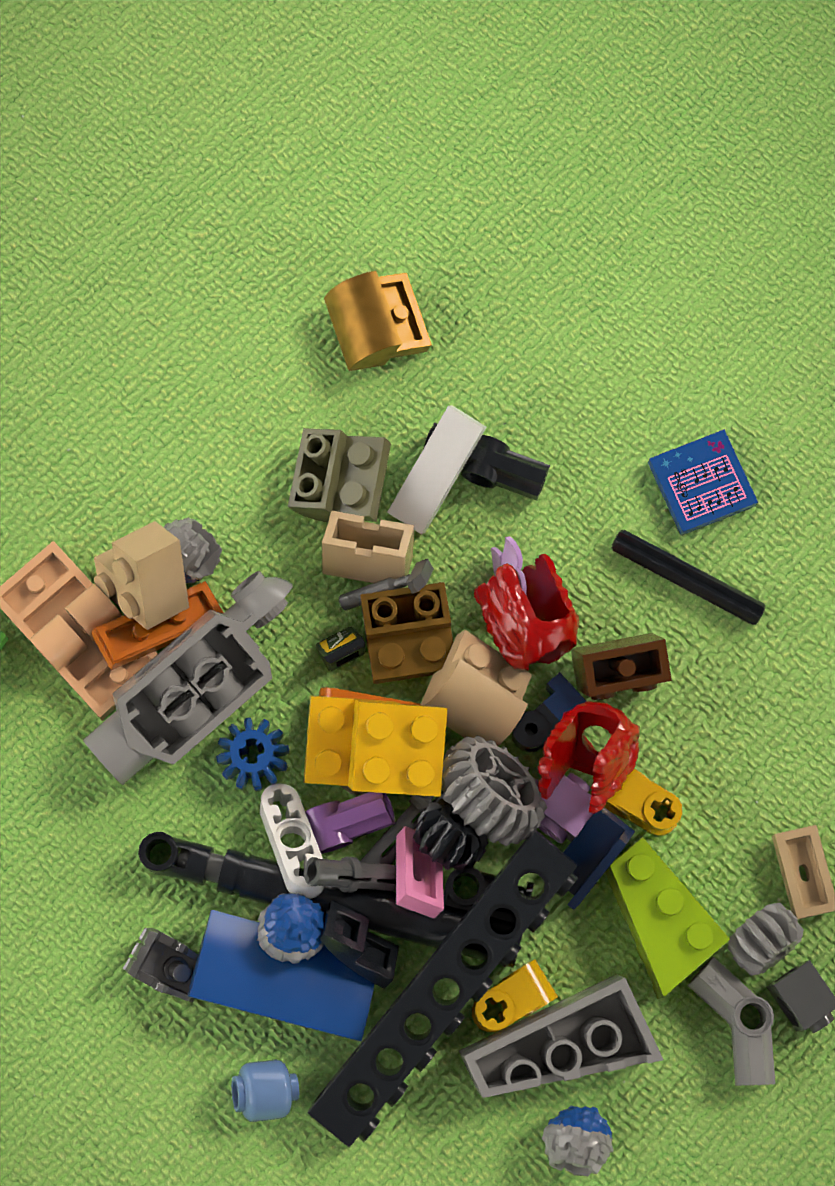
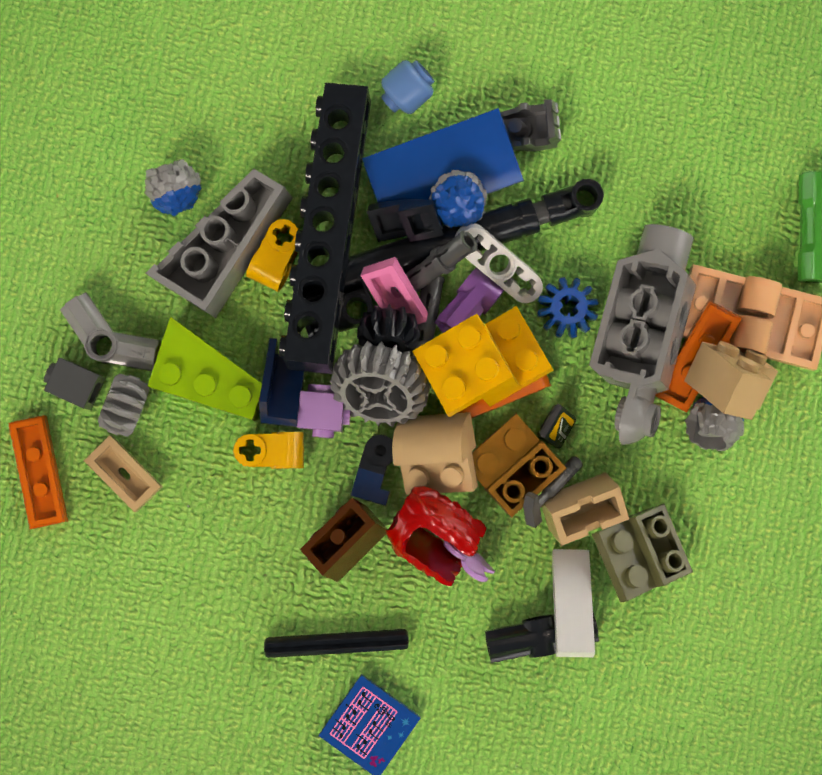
camera: 150 degrees right, 10 degrees up
(376, 319) = (695, 696): pearl gold brick -> none
(570, 748) = (340, 457): red piece -> none

